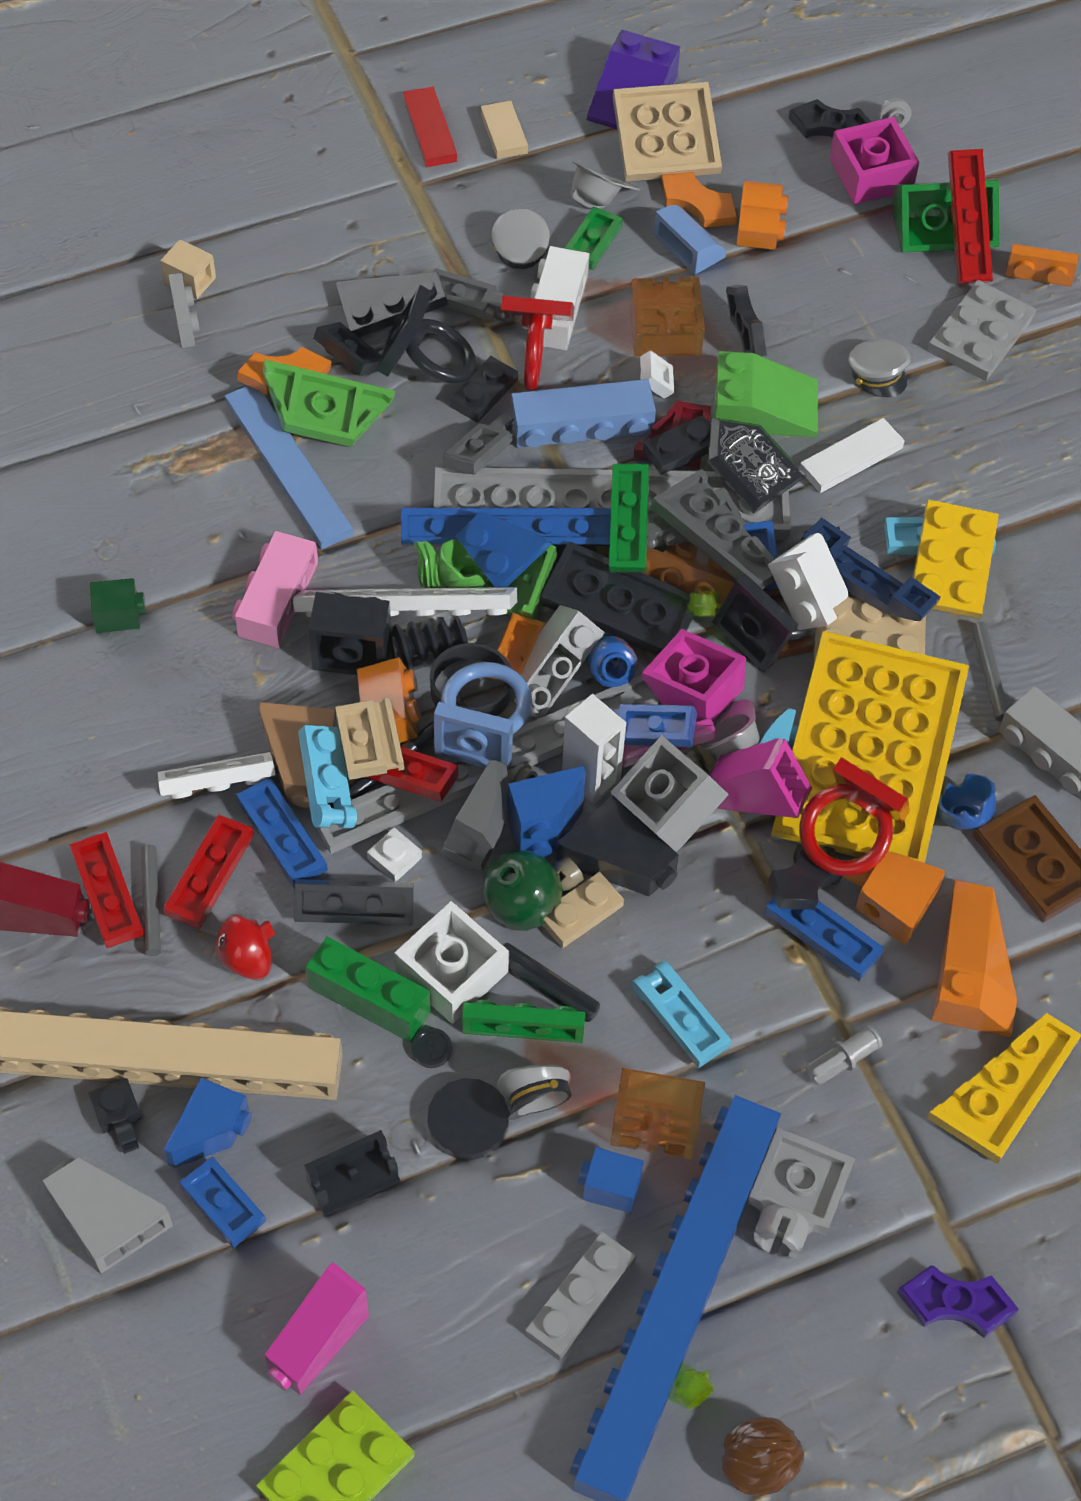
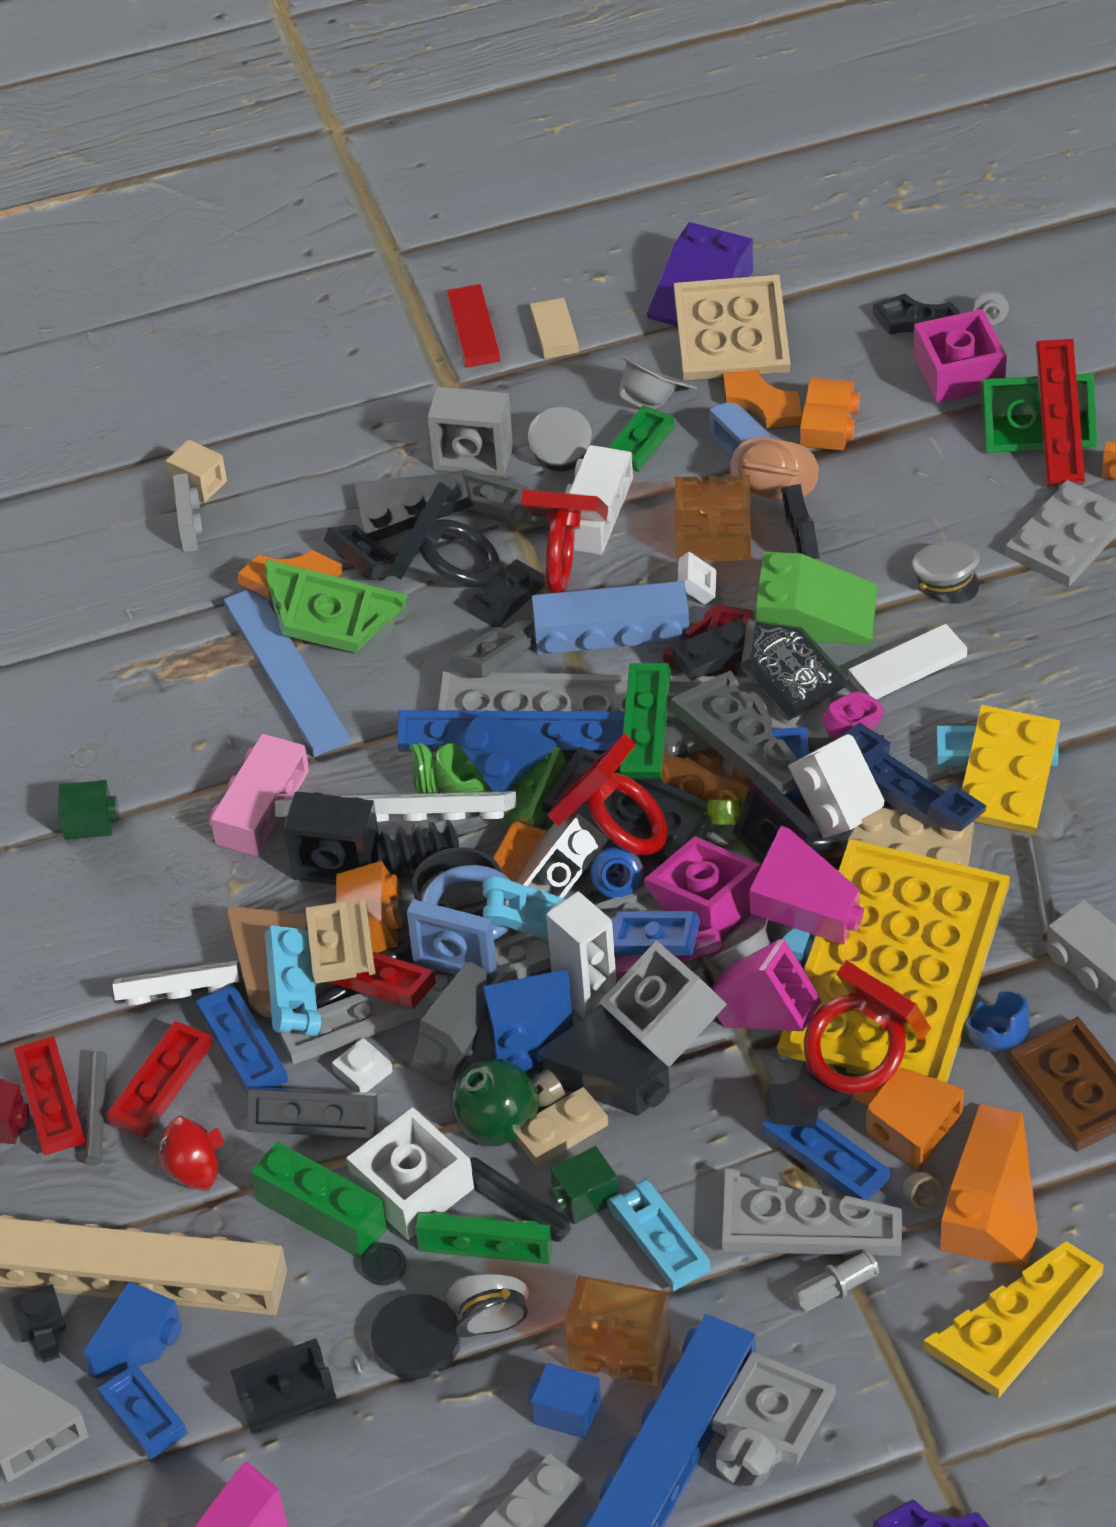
camera: 10 degrees right, 10 degrees down
(440, 232) = (470, 431): none -> light grey brick
(543, 705) = (526, 906): none -> medium azure plate
(593, 583) = (597, 785): none -> red tile
(609, 968) = (582, 1185): none -> dark green brick
(718, 266) = (774, 465): none -> nougat piece
(790, 683) = (804, 891): none -> dark pink slope
(799, 997) = (789, 1220): none -> light grey wing
(810, 507) = (851, 710): none -> dark pink plate
(915, 958) = (927, 1184): none -> dark tan hinge

